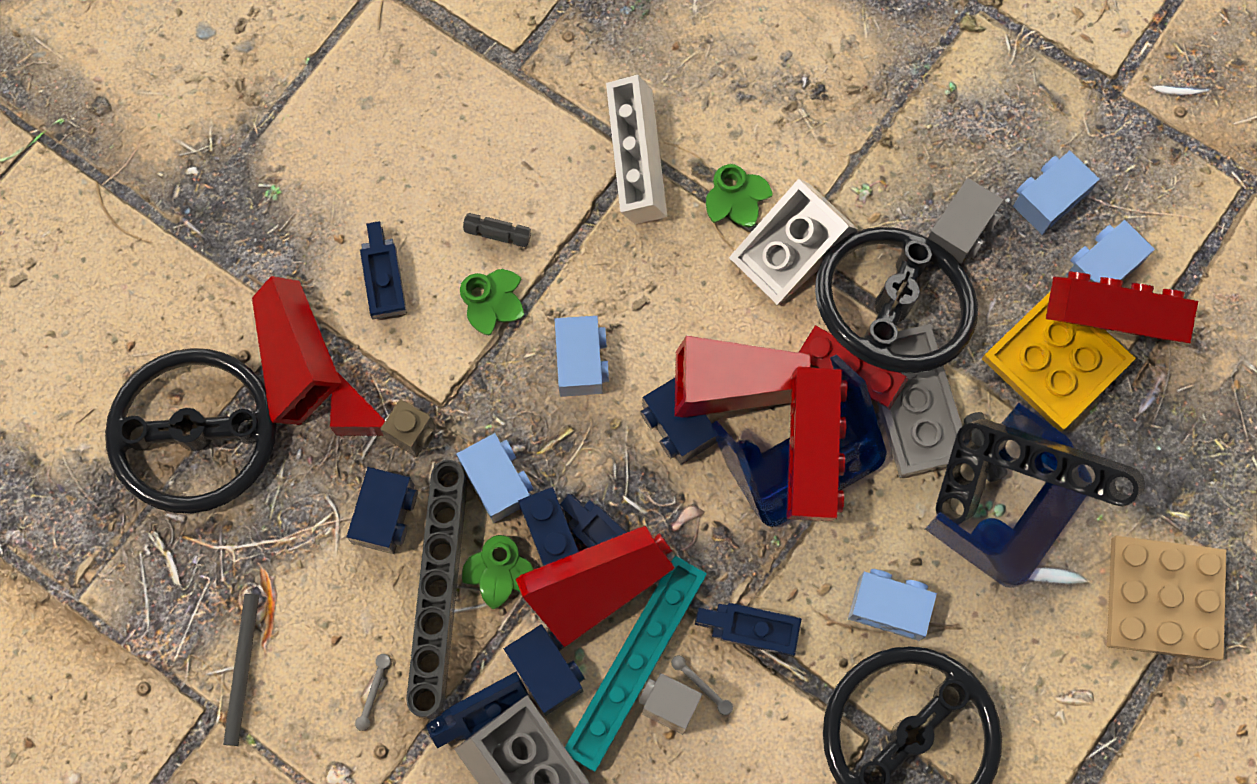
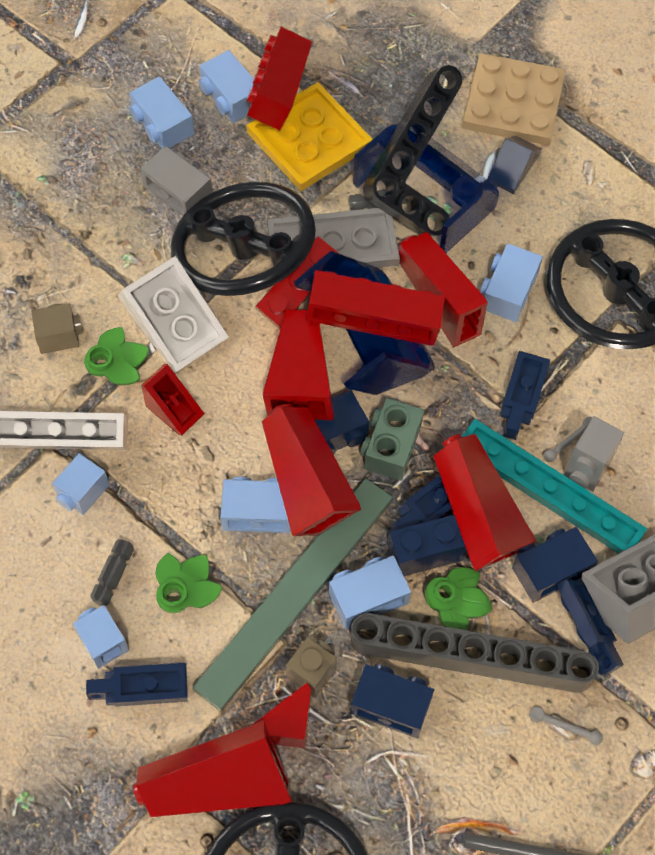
camera: 85 degrees left, 10 degrees down
(427, 227) = (100, 636): none -> light blue brick
(495, 408) = (289, 599): none -> sand green tile
(583, 183) = (80, 484): none -> light blue brick
(607, 391) = (307, 472): none -> red slope
(670, 497) = (396, 439): none -> sand green brick
(688, 255) = (170, 400): none -> red slope
(760, 129) = (56, 328): none -> dark tan brick
(870, 522) = (435, 272): none -> red slope
(1069, 602) = (513, 163): none -> slope

